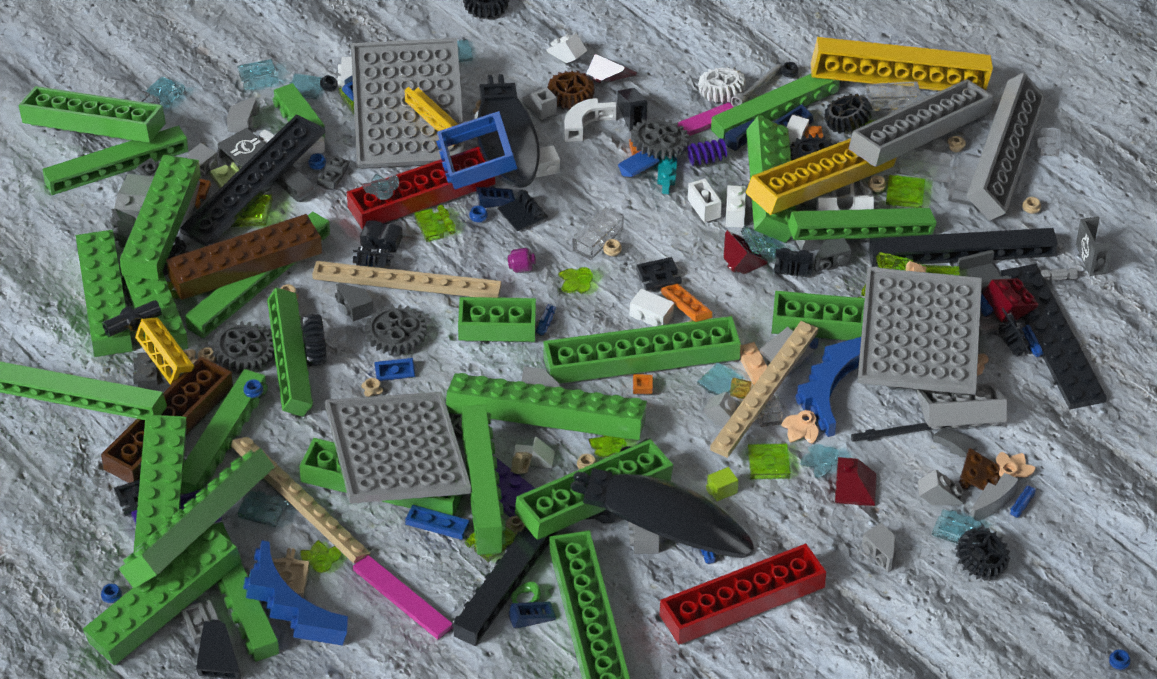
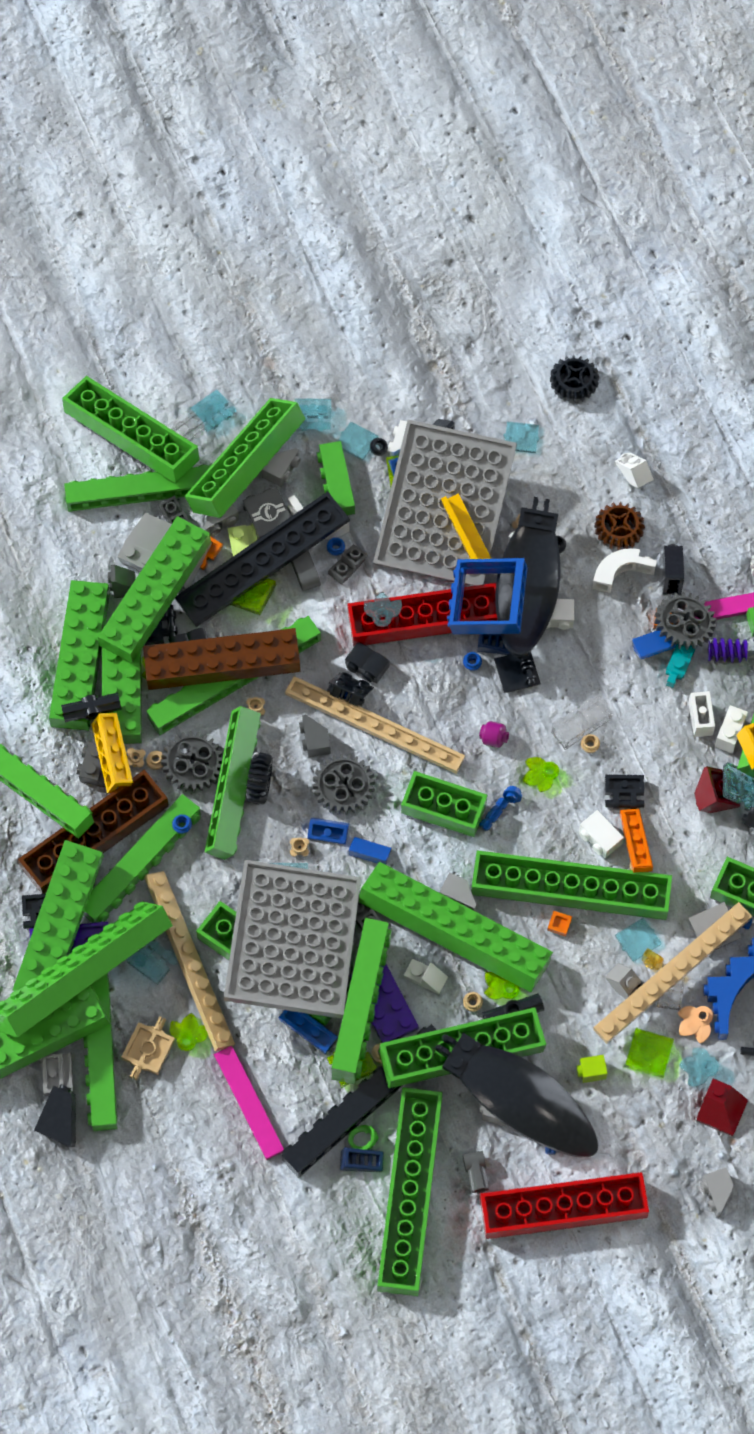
camera: 20 degrees right, 20 degrees up
(209, 109) = (245, 457): none -> bright green brick
(285, 604) = (132, 1083): blue arch -> none
(429, 223) = (420, 660): clear neon green plate -> none
(438, 375) = (369, 851): none -> blue slope
(521, 462) = (408, 985): tan plate -> none
(542, 103) = (583, 535): light grey slope -> none
(557, 295) = (512, 794): none -> blue plate
(607, 70) = (668, 509): slope -> none
(645, 588) = (475, 1166): none -> dark grey piece
(752, 361) = (678, 929): light nougat plate -> none

